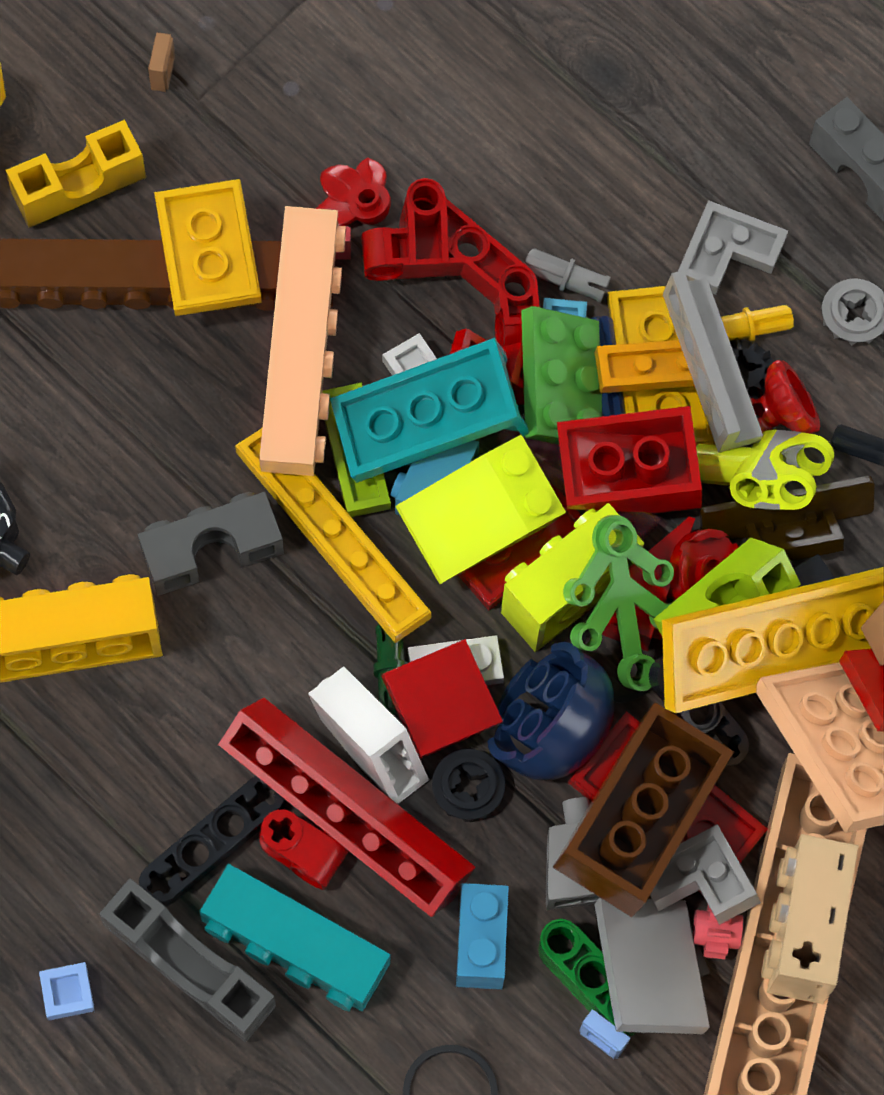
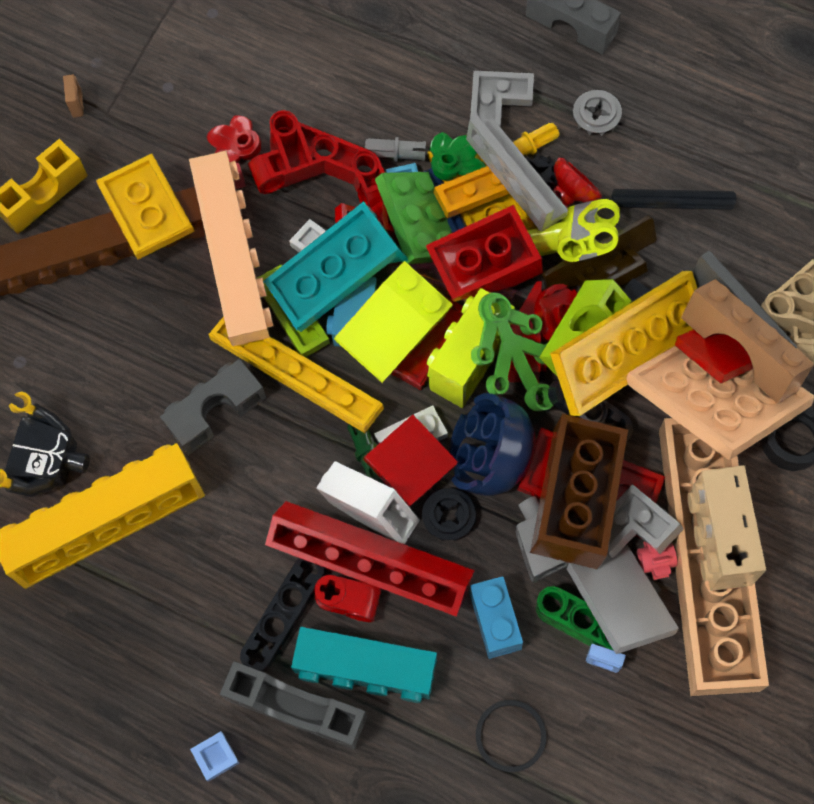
camera: 10 degrees left, 0 degrees up
(643, 307) = (453, 157): none -> green plate

